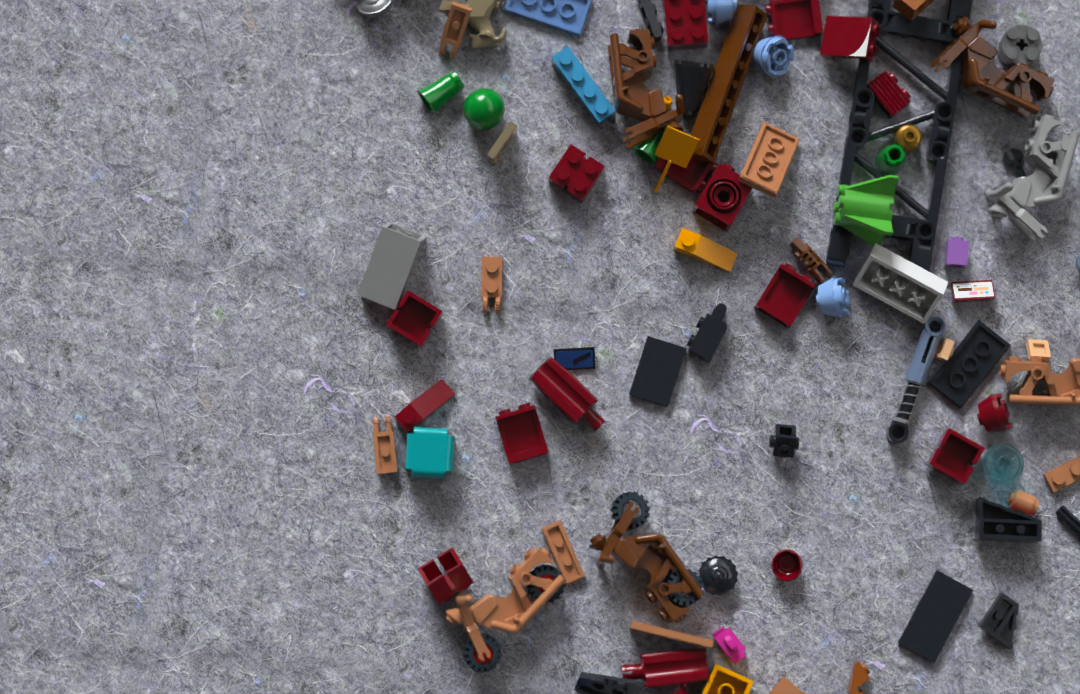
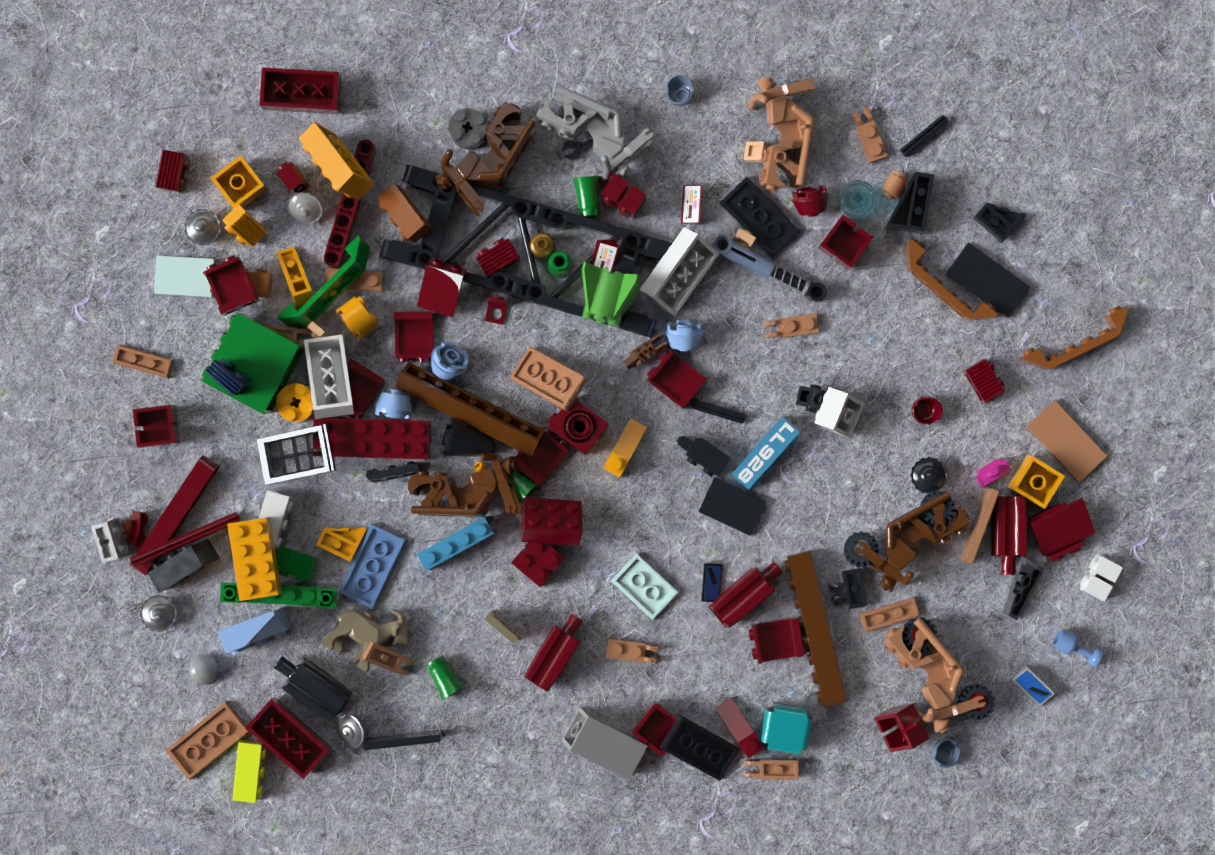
camera: 80 degrees left, 5 degrees up
(372, 55) = (403, 739): none -> black tile
(399, 364) = (699, 747): none -> black tile
(423, 628) = (945, 753): none -> sand blue hair
(479, 201) = (554, 654): none -> dark red piece
(484, 109) = (467, 639): green piece -> none
(539, 474) = (816, 628): none -> reddish brown brick
(561, 289) = (644, 586): none -> light aqua tile
(585, 510) = (853, 589): none -> black hinge
(619, 180) = (551, 521): none -> dark red brick
(675, 148) = (528, 464): light orange piece -> none
(719, 399) = (765, 453): none -> dark azure brick
(757, 344) = (717, 411): none -> black axle
(772, 470) = (839, 412): none -> white brick
(826, 624) = (984, 380): none -> dark red brick
(841, 100) = (496, 302): none -> dark red bracket
(857, 413) = (793, 326): none -> nougat hinge
(900, 613) = (914, 251): none -> dark orange slope
(908, 203) = (605, 254): none -> slope
(956, 253) = (654, 215): medium lavender brick -> none
(968, 179) = (587, 195): none -> green plant
(970, 219) = (615, 191): none -> dark red piece

